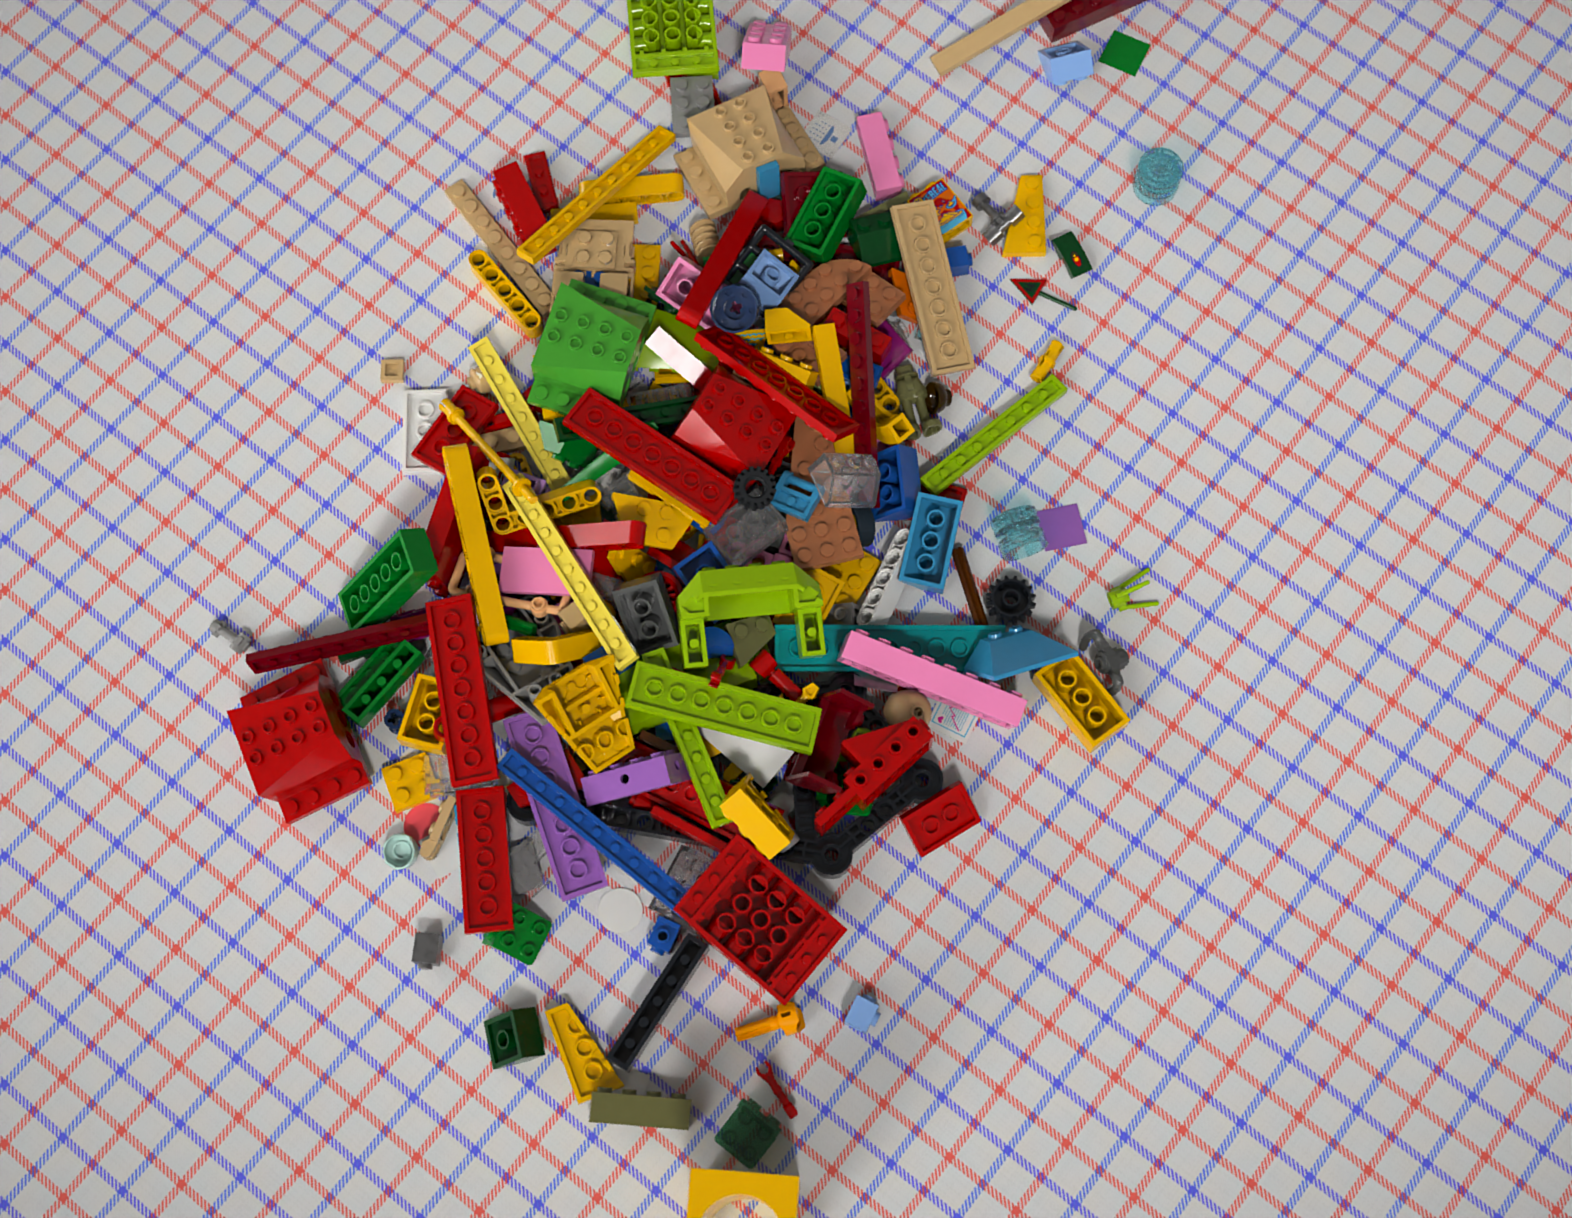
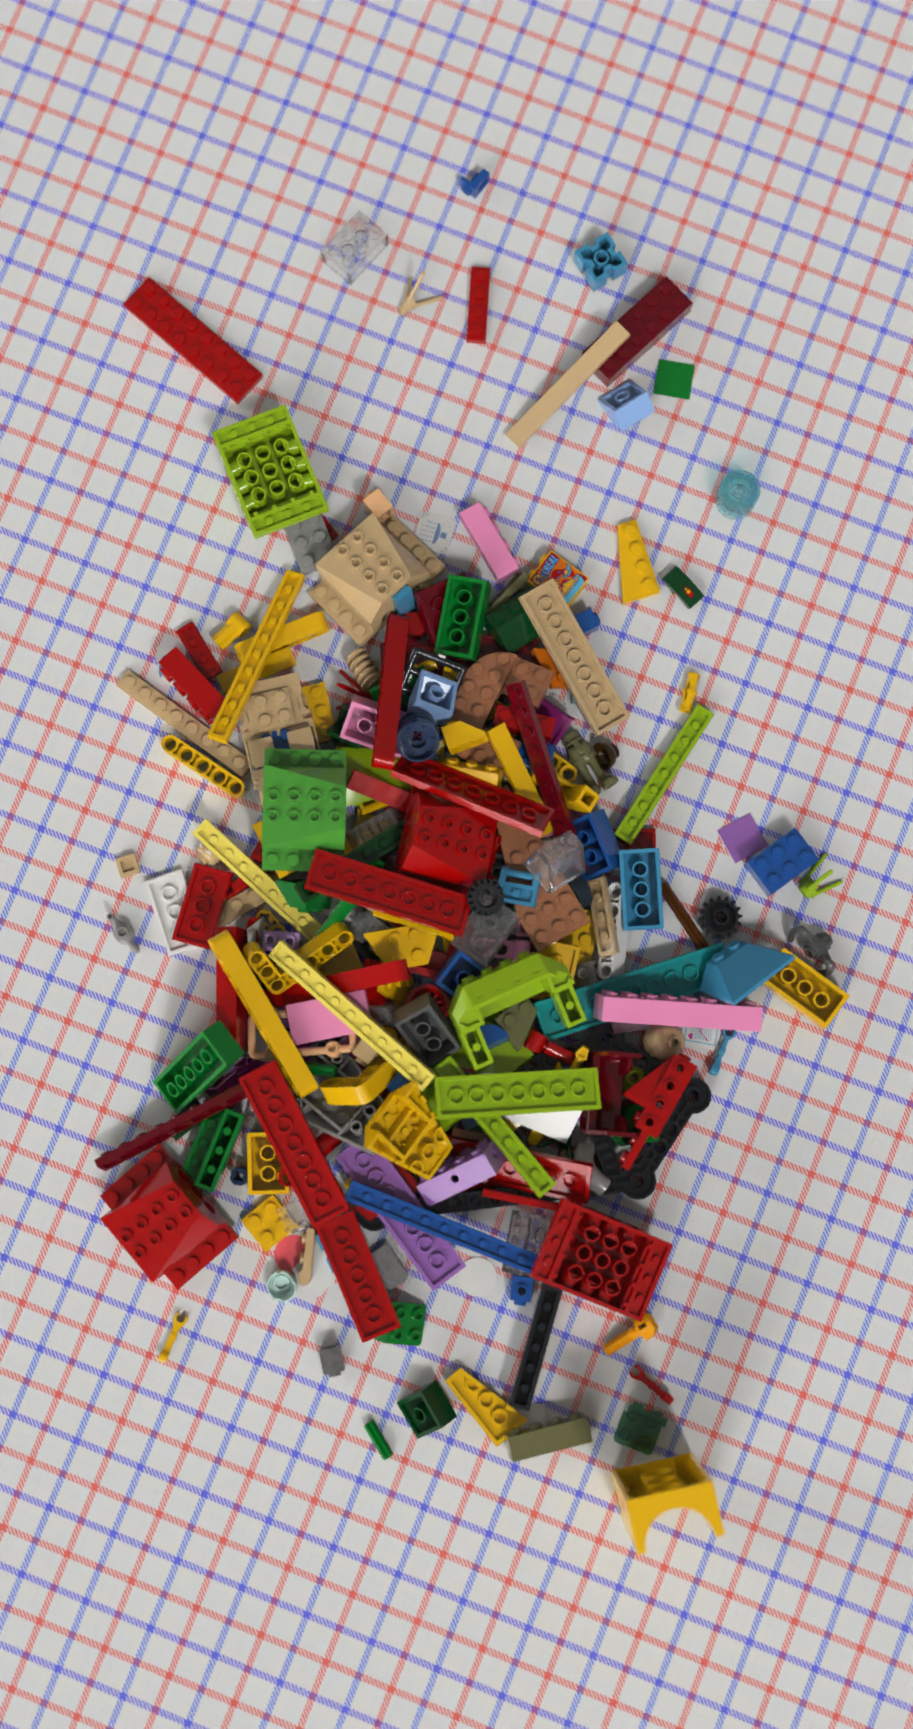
camera: 20 degrees left, 10 degrees up
(238, 643) = (82, 1147): light grey bar -> none
(248, 888) = (164, 1355): none -> yellow piece
(363, 435) = (123, 933): none -> light grey piece
(449, 1056) = (378, 1440): none -> green axle
(456, 416) = (201, 896): yellow bar -> none
(586, 168) = (235, 627): none -> yellow piece
(716, 675) = (505, 1060): red piece -> none
(756, 819) = (573, 1180): yellow wedge -> none
(766, 46) = (362, 471): bright pink brick -> none
(862, 1013) = (701, 1303): light blue brick -> none
(880, 561) = (603, 917): none -> tan tile
(940, 818) = (717, 1124): red plate -> none
(957, 759) = (715, 1067): none -> dark azure piece
(999, 221) = (613, 574): flat silver bar -> none
(1019, 533) = (711, 857): clear light blue wheel -> none
(1032, 288) = (657, 628): piece -> none
(1096, 561) = (781, 862): none -> blue brick

